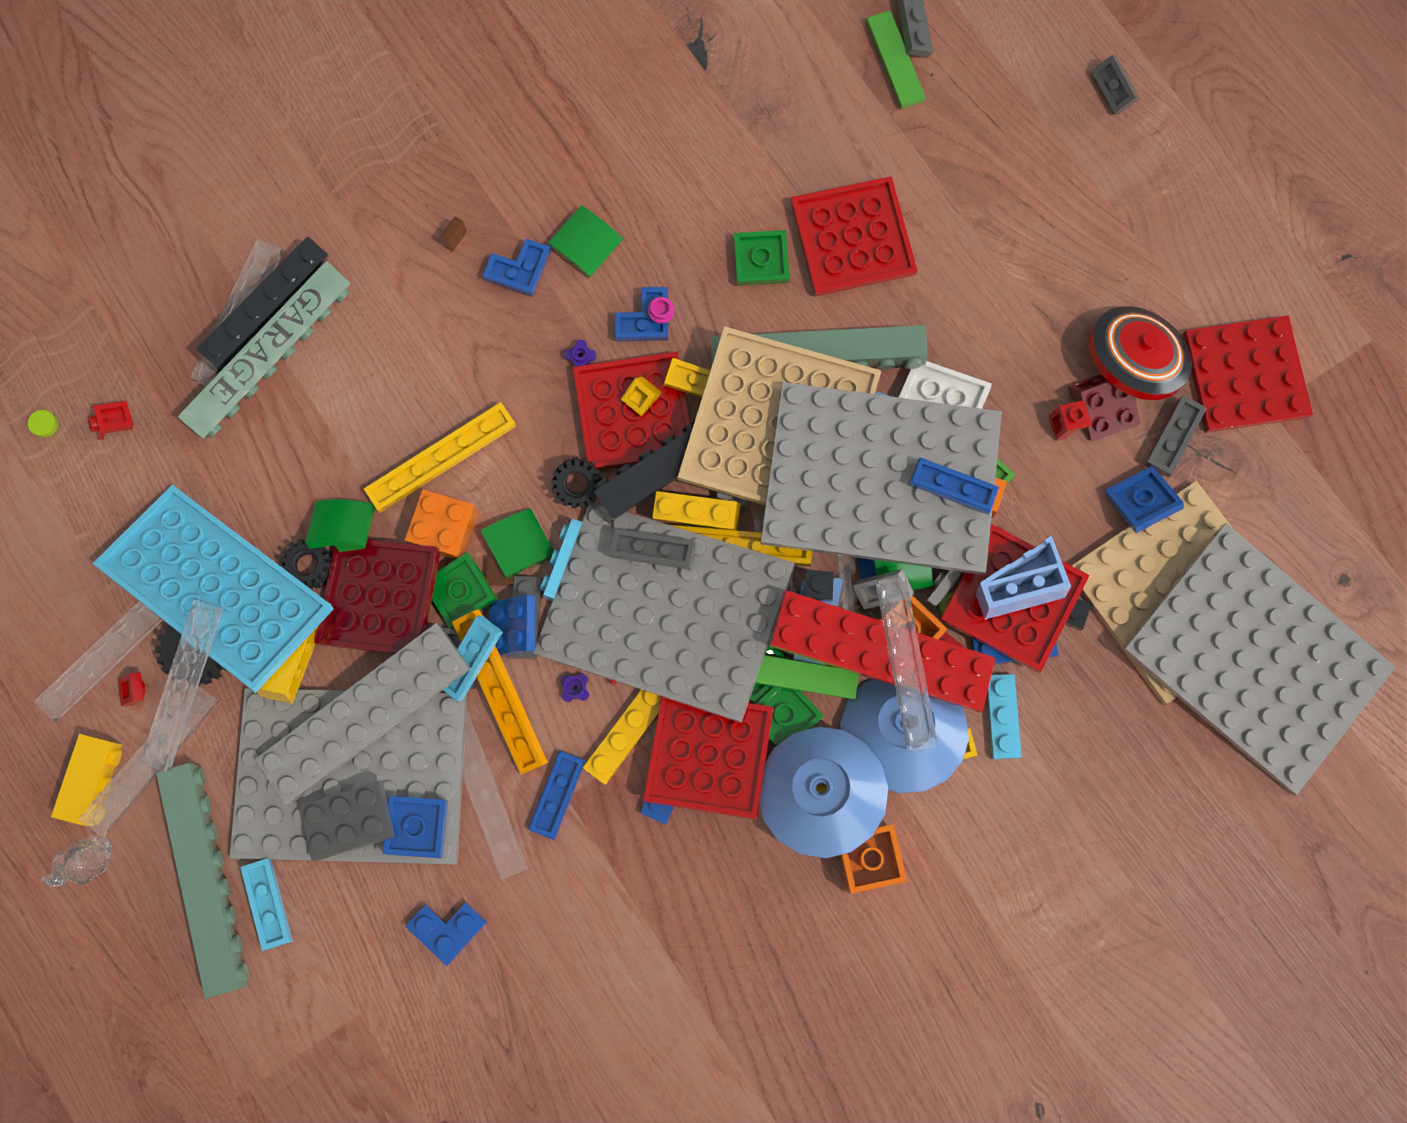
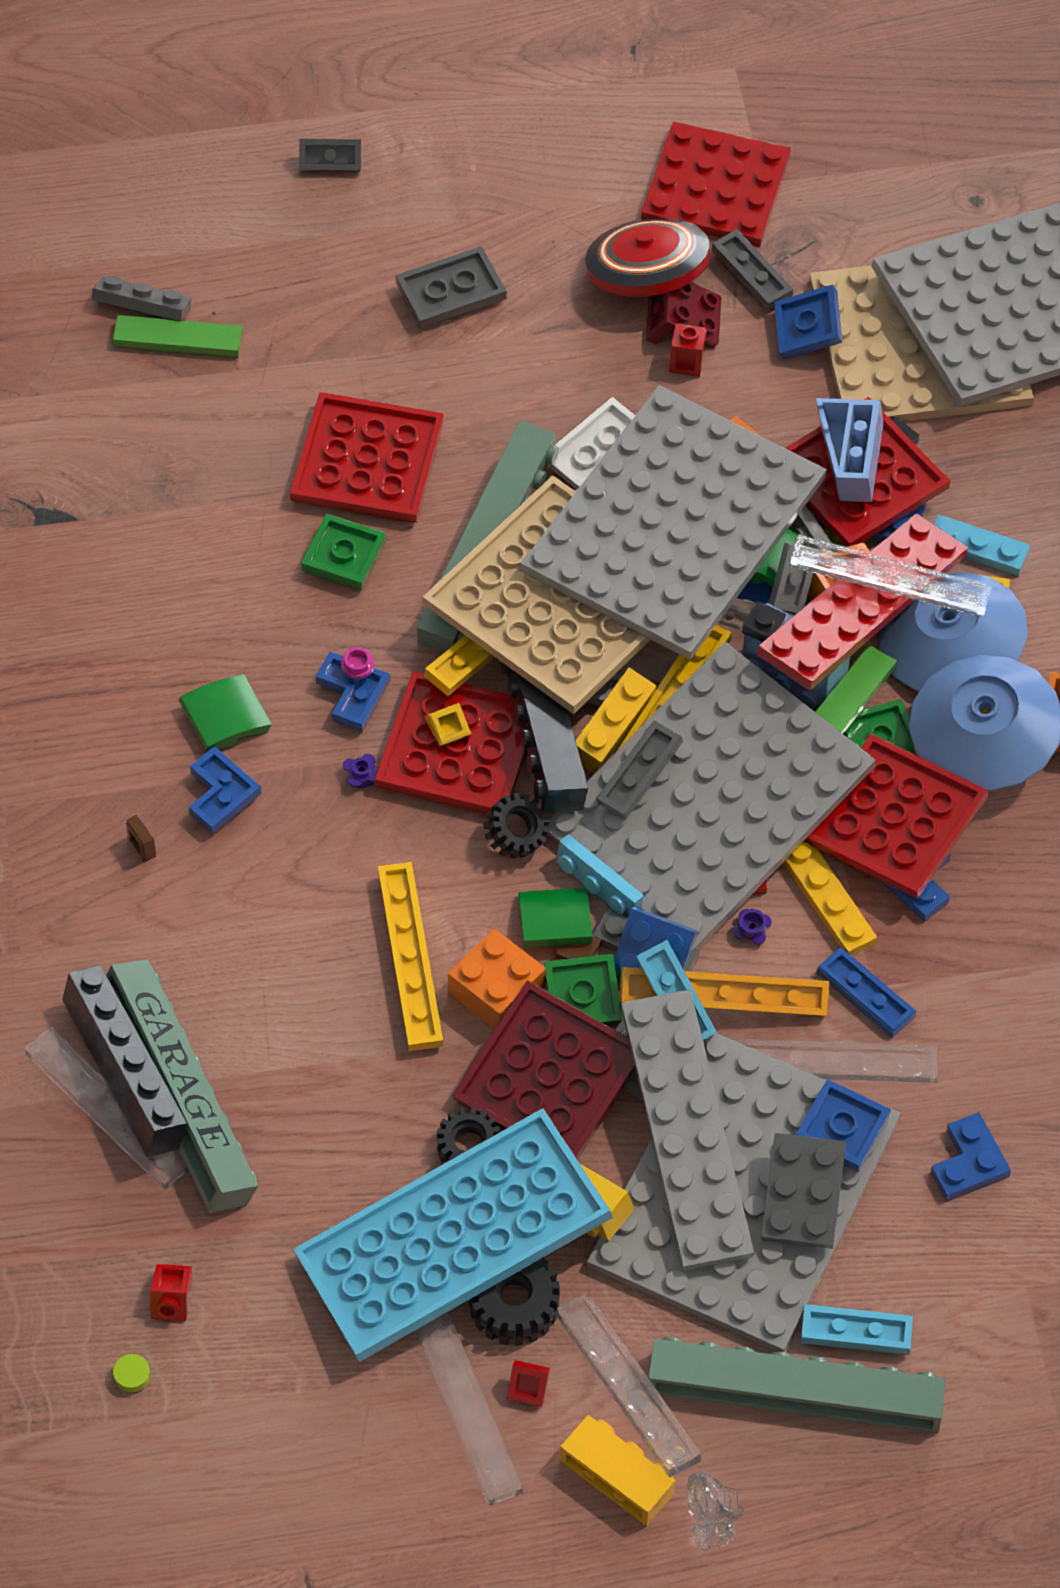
camera: 65 degrees left, 20 degrees down
(181, 685) = (564, 1292): clear plate -> none
(340, 524) = (441, 1081): green slope -> none
(954, 485) = (721, 454): blue tile -> none
(1039, 224) = (451, 287): none -> dark grey plate

